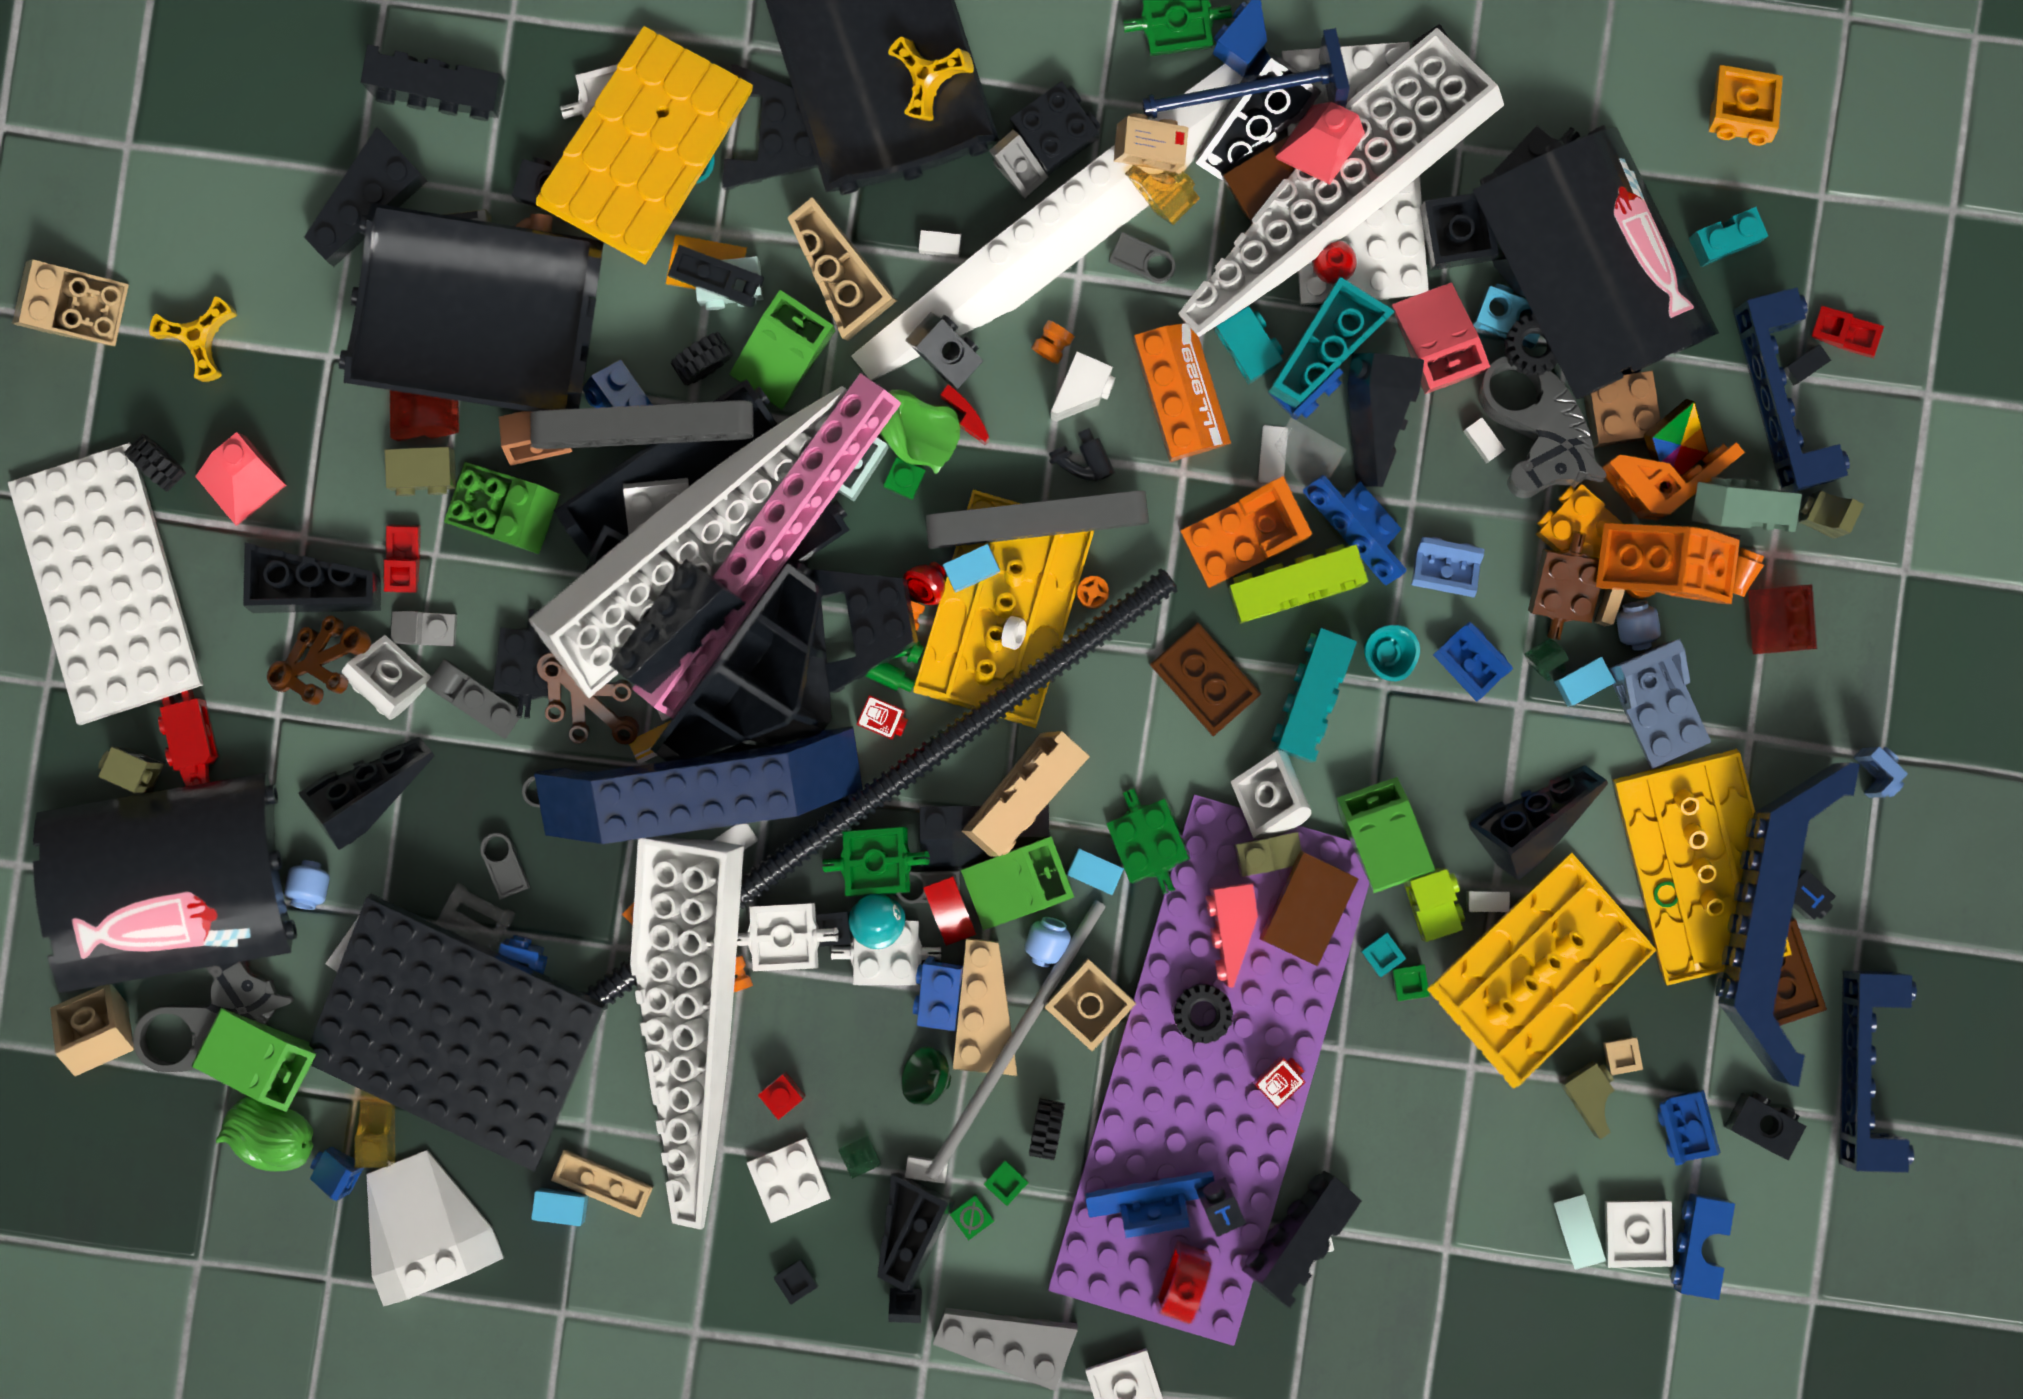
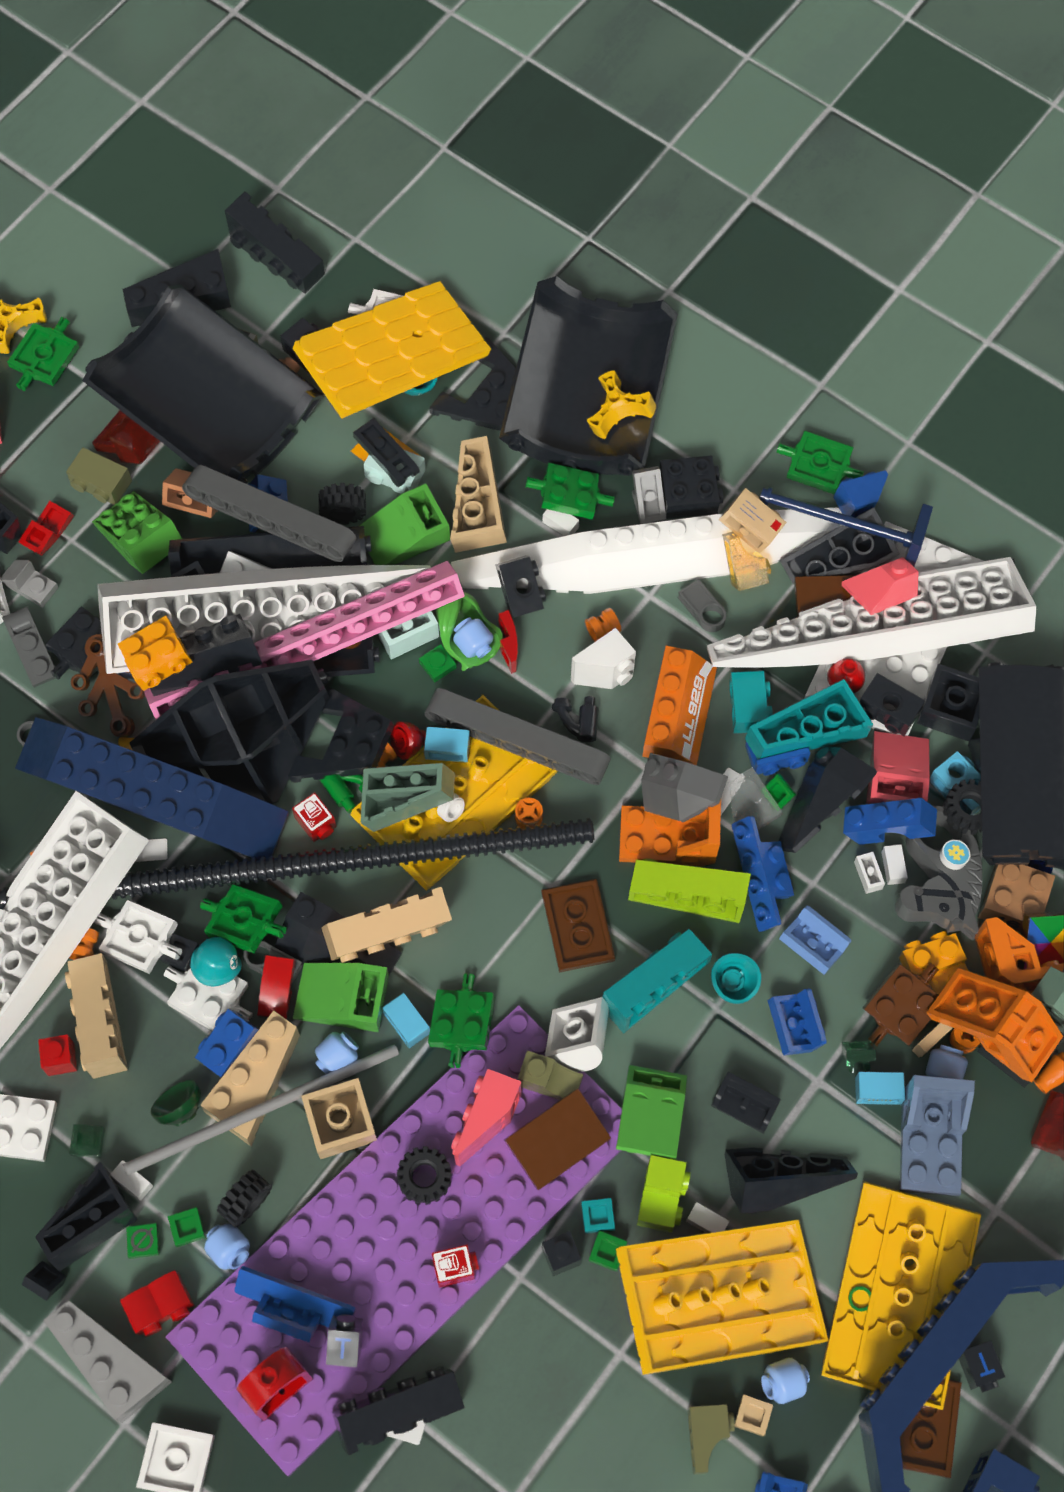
camera: 25 degrees right, 20 degrees down
(262, 358) = (43, 354): none -> green plate
(633, 658) = (154, 653): none -> light orange plate
(794, 1037) = (95, 1016): none -> tan wedge
(930, 436) = (473, 638): none -> light blue head
(931, 205) = (570, 491): none -> green plate
(960, 650) = (403, 792): none -> sand green wedge
(1023, 1265) = (157, 1303): none -> red brick
(1055, 1179) = (227, 1246): none -> light blue head
(1236, 491) = (679, 788): none -> dark grey wedge
(1331, 426) = (780, 790): none -> green slope
(1370, 1010) = (561, 1253): none -> black brick
(1415, 264) = (885, 691): none -> black brick
(1462, 404) = (907, 817): none -> blue arch
(1463, 463) = (869, 872): none -> white piece
(1464, 768) = (745, 1102): none -> black hinge
(1544, 406) = (955, 854): none -> tile
(1636, 1009) = (785, 1380): none -> light blue head

